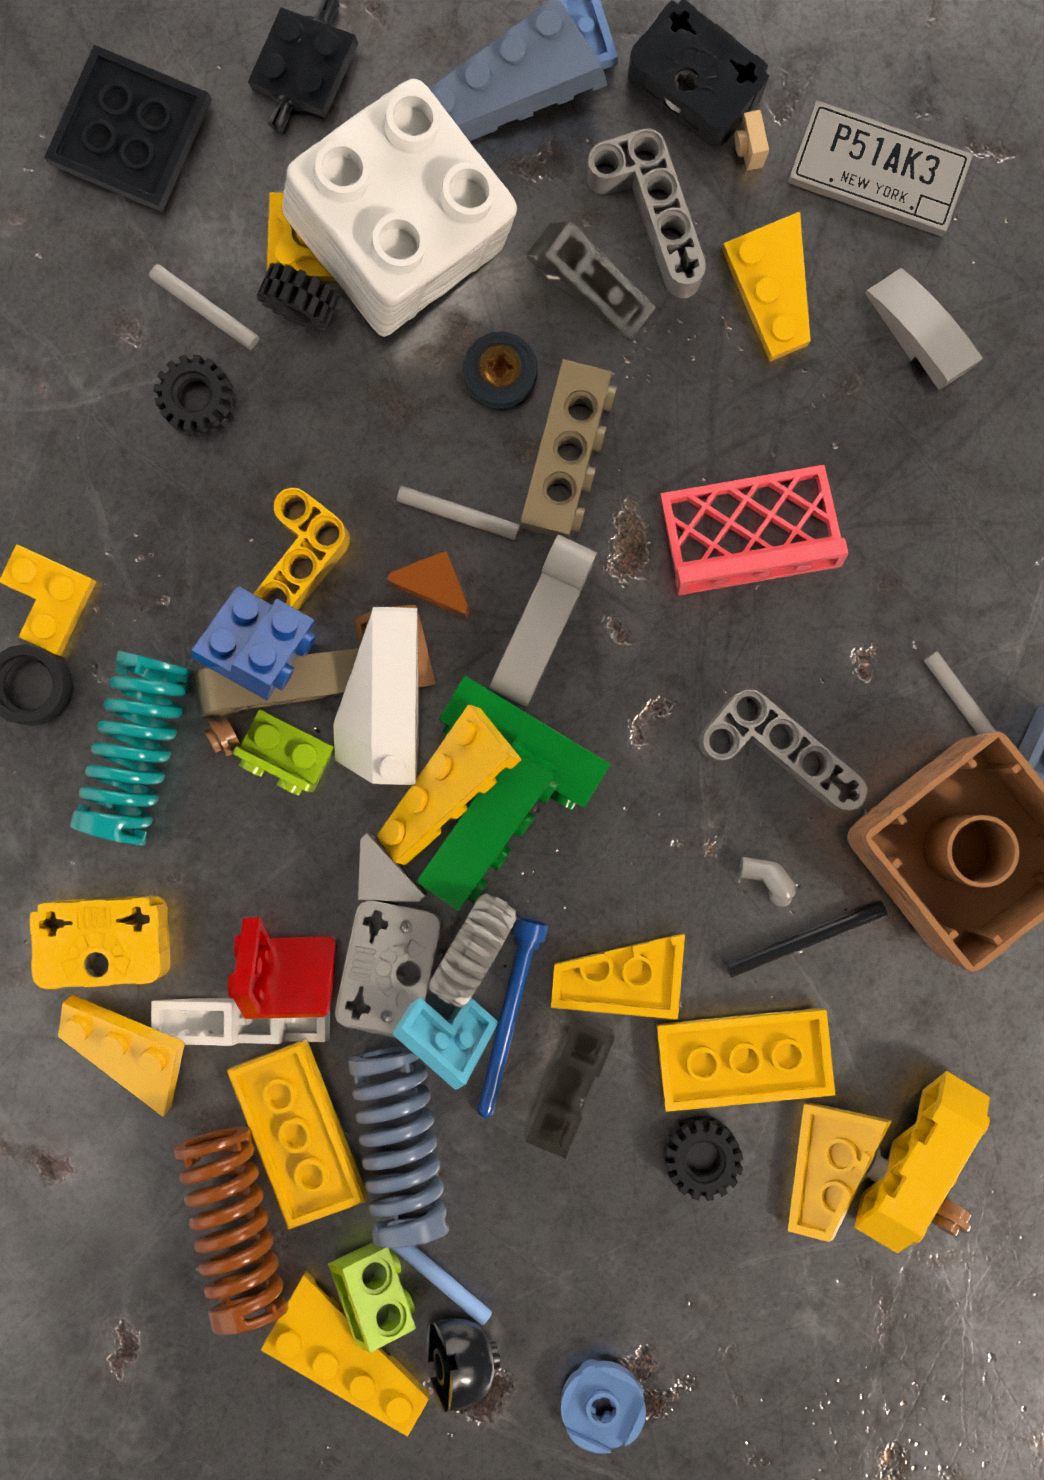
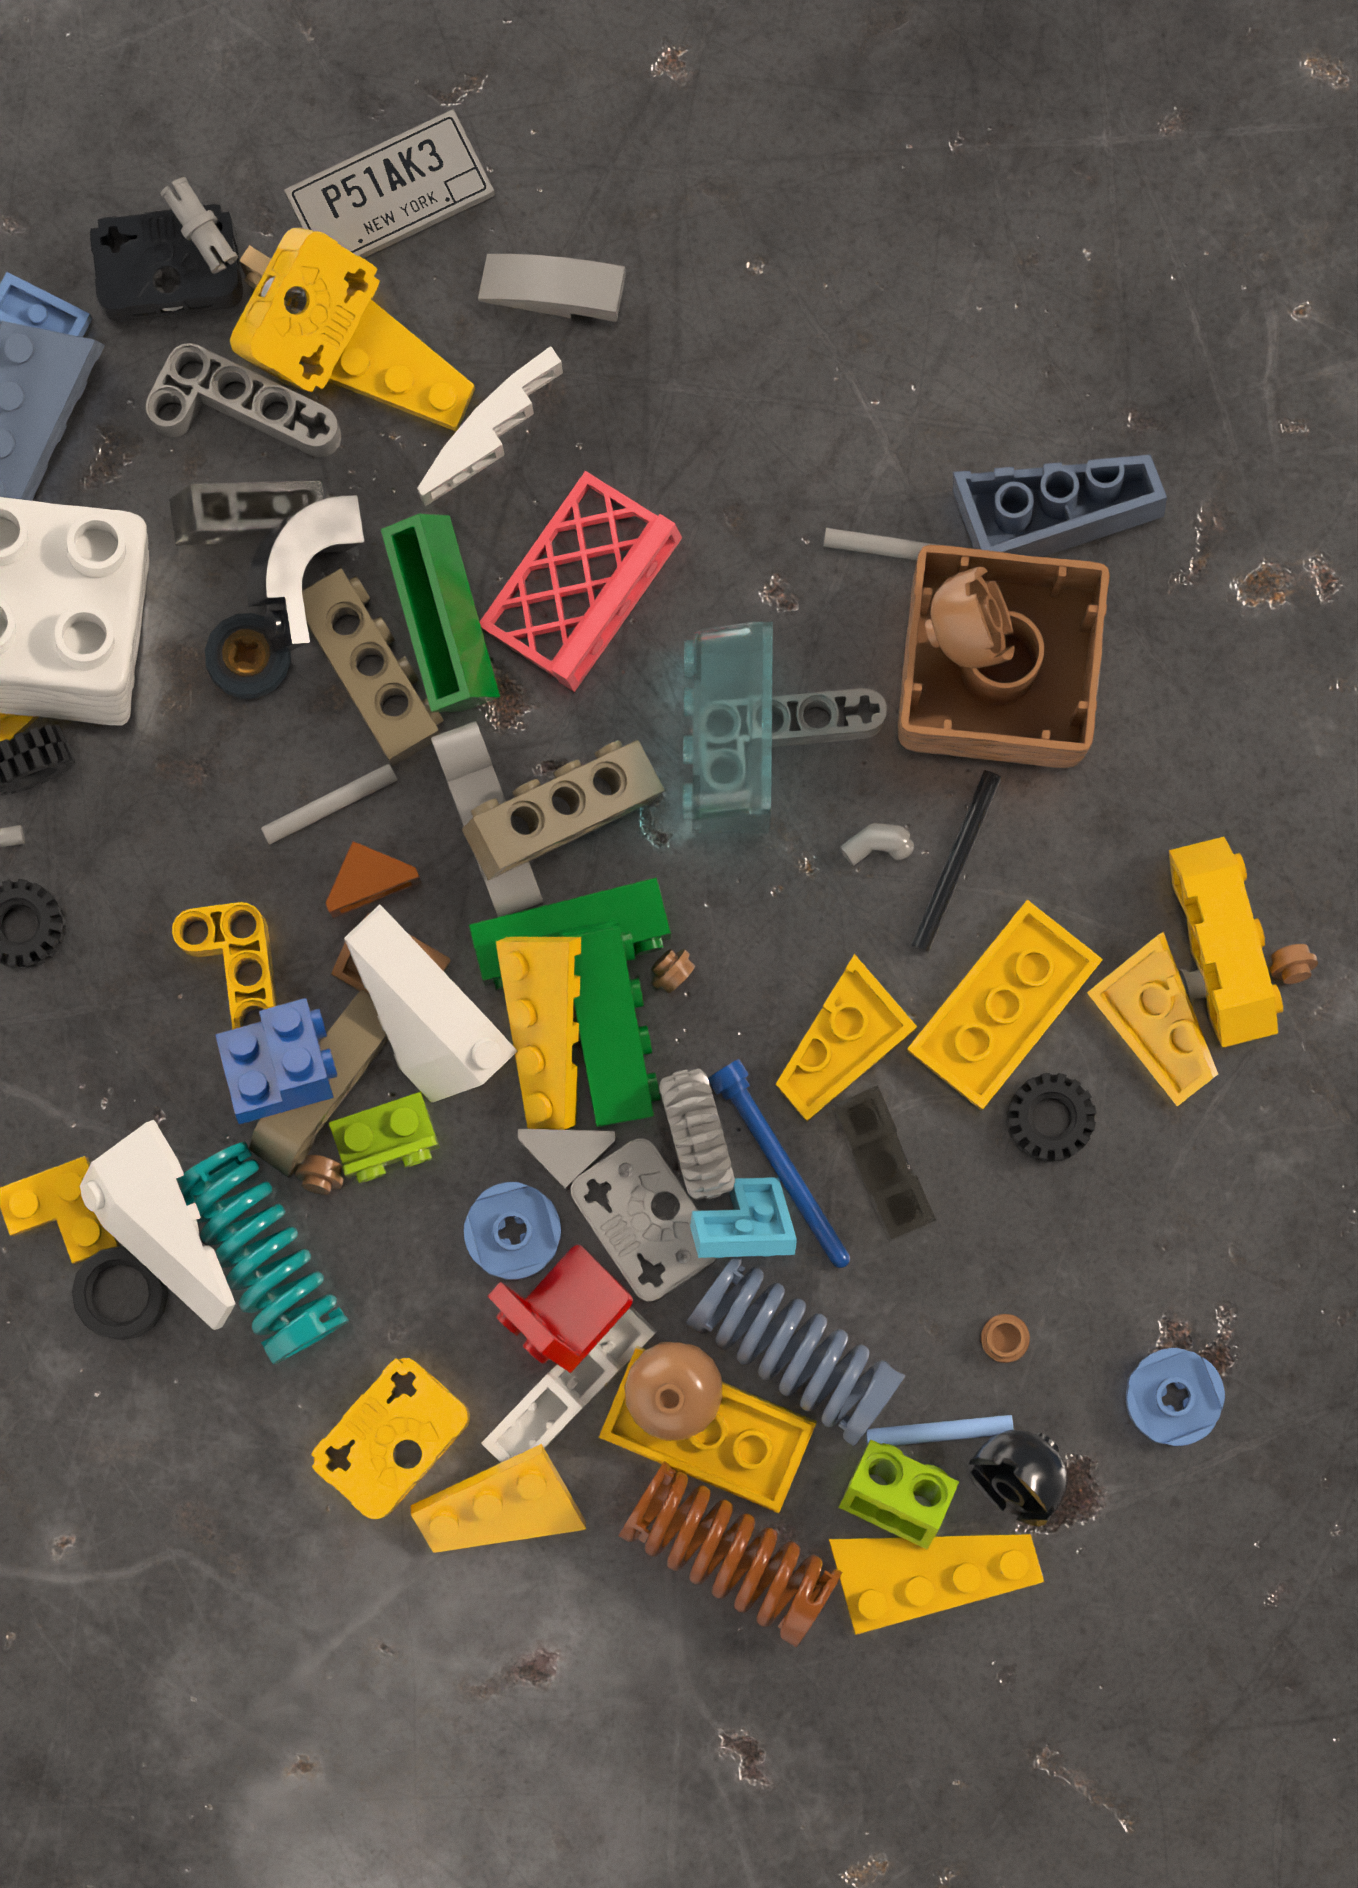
camera: 45 degrees left, 5 degrees down
(86, 641) = (143, 1208): none -> white wedge
(279, 895) = (498, 1255): none -> medium blue plate
(295, 1095) = (673, 1391): none -> medium nougat cylinder
(536, 1262) = (1005, 1338): none -> medium nougat plate
(562, 829) = (671, 970): none -> medium nougat plate
(564, 335) = (283, 557): none -> arch
(645, 461) = (440, 613): none -> green brick
(659, 676) = (503, 849): none -> dark tan brick
(742, 61) = (199, 225): none -> light grey pin
(754, 718) = (729, 728): none -> clear light blue windscreen
(755, 198) = (319, 311): none -> yellow axle
(776, 377) = (477, 440): none -> white slope
(982, 813) = (970, 620): none -> medium nougat cylinder

